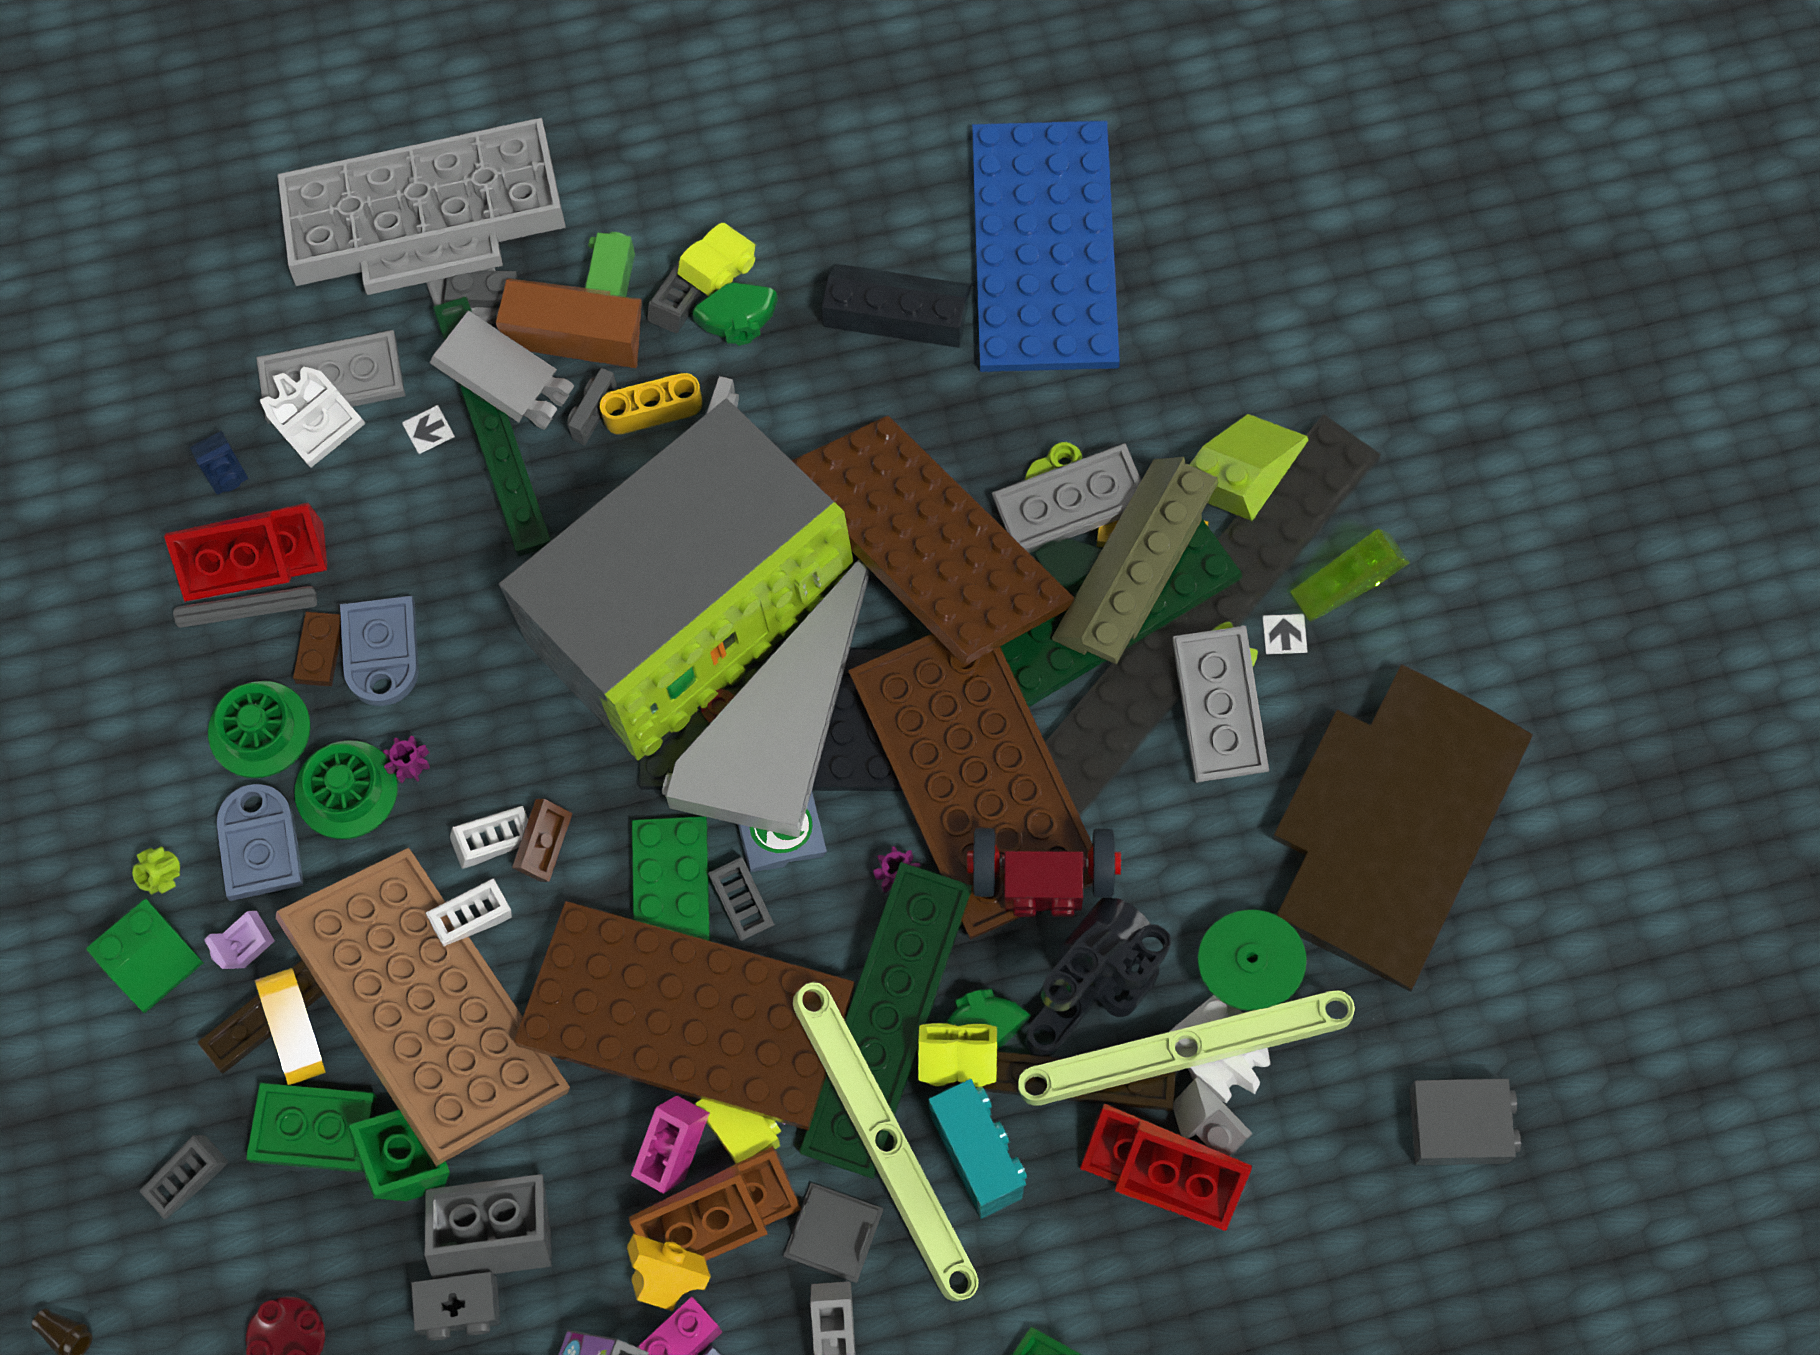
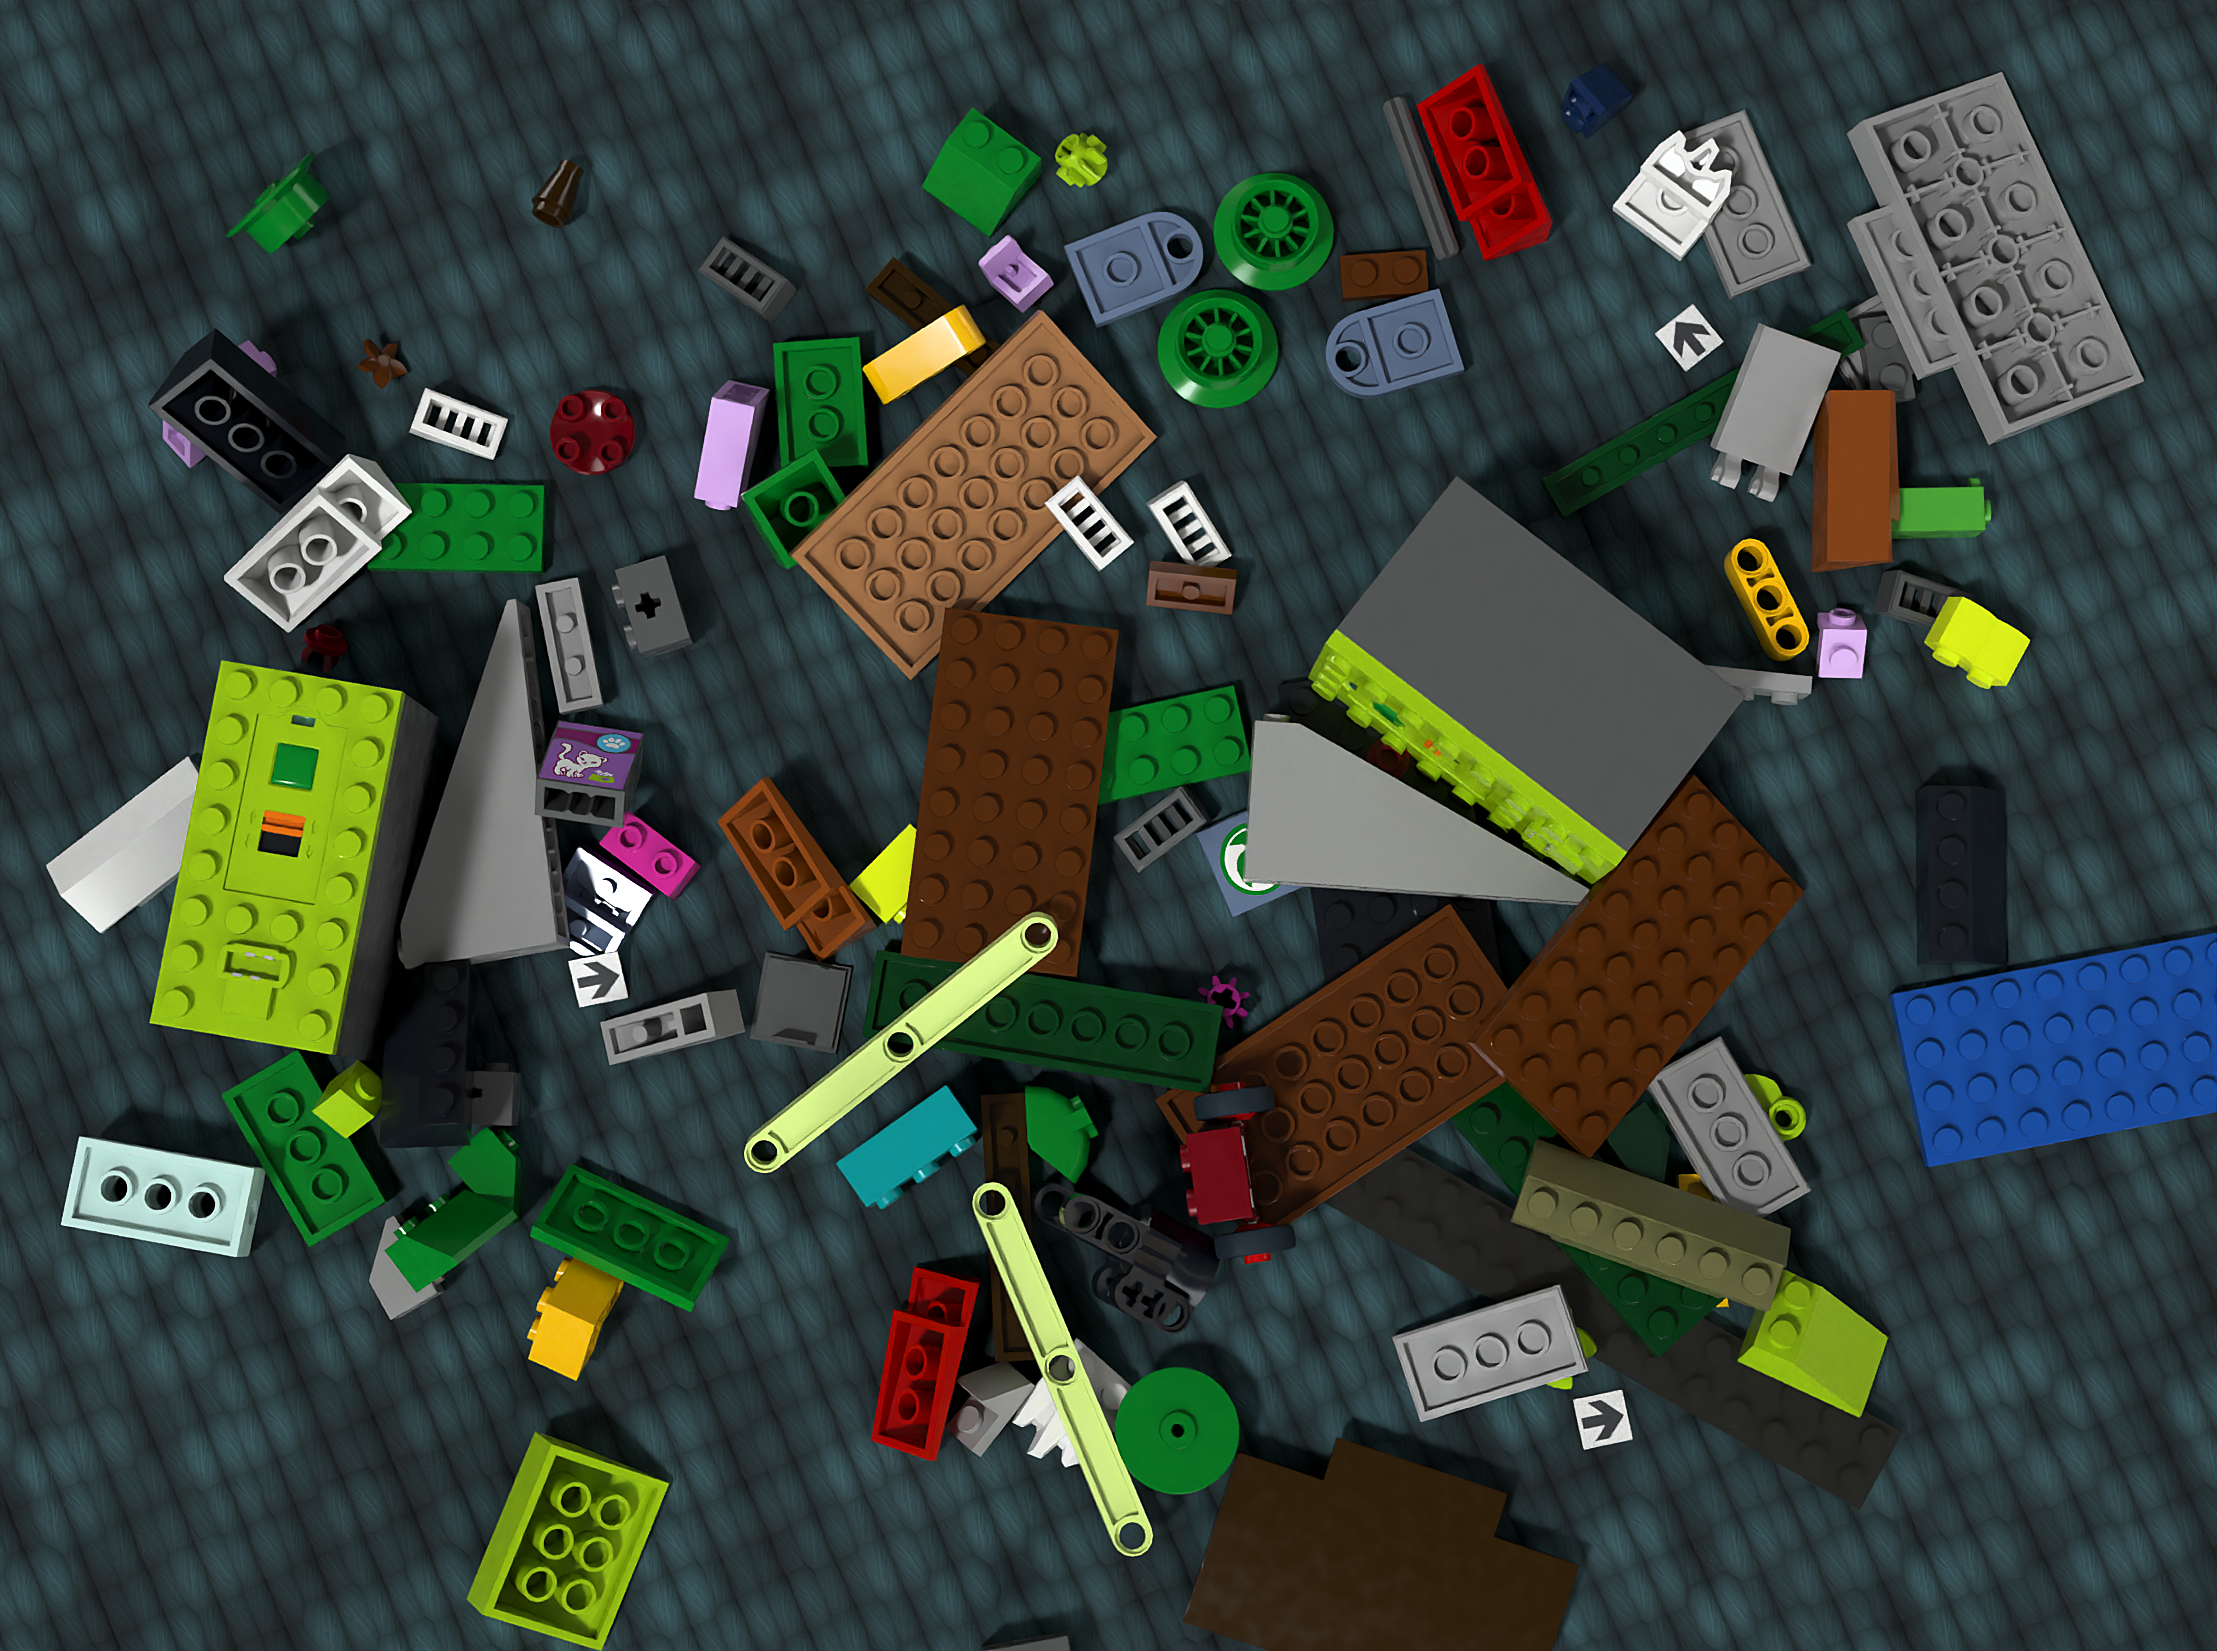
camera: 75 degrees right, 15 degrees up
(328, 1210) = (730, 443): none -> lavender slope
(399, 751) = (1262, 398): magenta gear -> none
(487, 1227) = (739, 623): dark grey slope -> none
(585, 418) = (1732, 523): dark grey plate -> none
(665, 1271) = (720, 827): yellow brick -> none
(670, 1144) = (859, 805): dark pink brick -> none
(698, 356) = (1840, 644): none -> lavender bracket
(736, 312) = (1909, 680): green piece -> none
(957, 1054) = (1009, 1108): neon yellow brick -> none
(1350, 574) = (1688, 1490): clear neon green slope -> none

